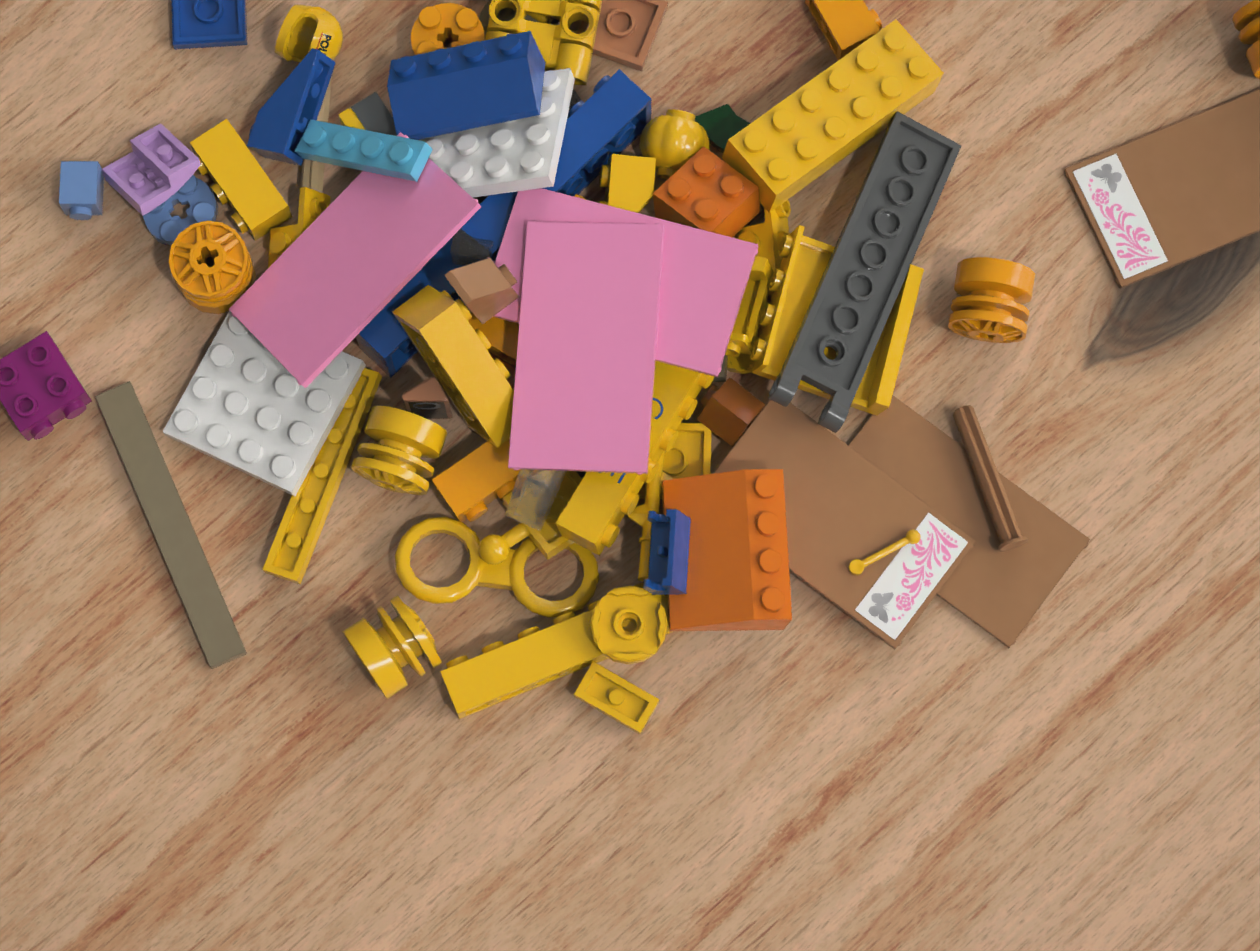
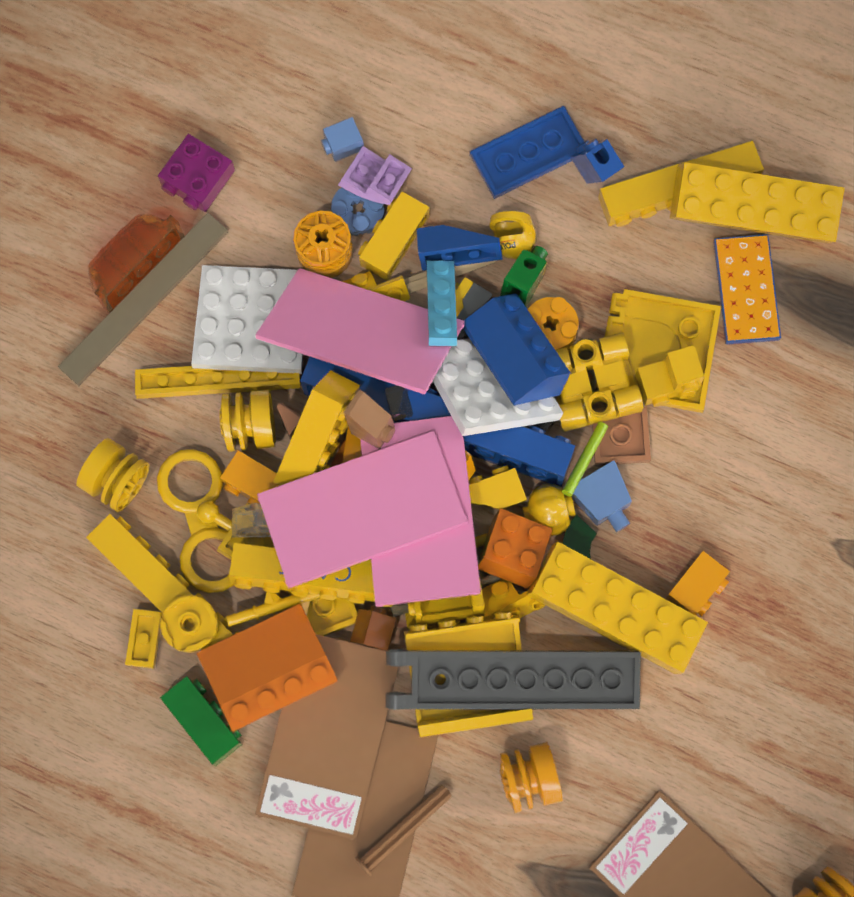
camera: 70 degrees right, 0 degrees up
(111, 514) = (131, 257): none -> clear orange windscreen
(370, 44) = (526, 274): none -> green torso
(634, 72) = (585, 459): none -> lime bar
(668, 553) = (246, 629): blue hinge -> none
(687, 75) = (604, 497): none -> medium blue torso
(751, 665) = (202, 720): none -> green brick
(857, 566) = (299, 763): yellow hinge -> none

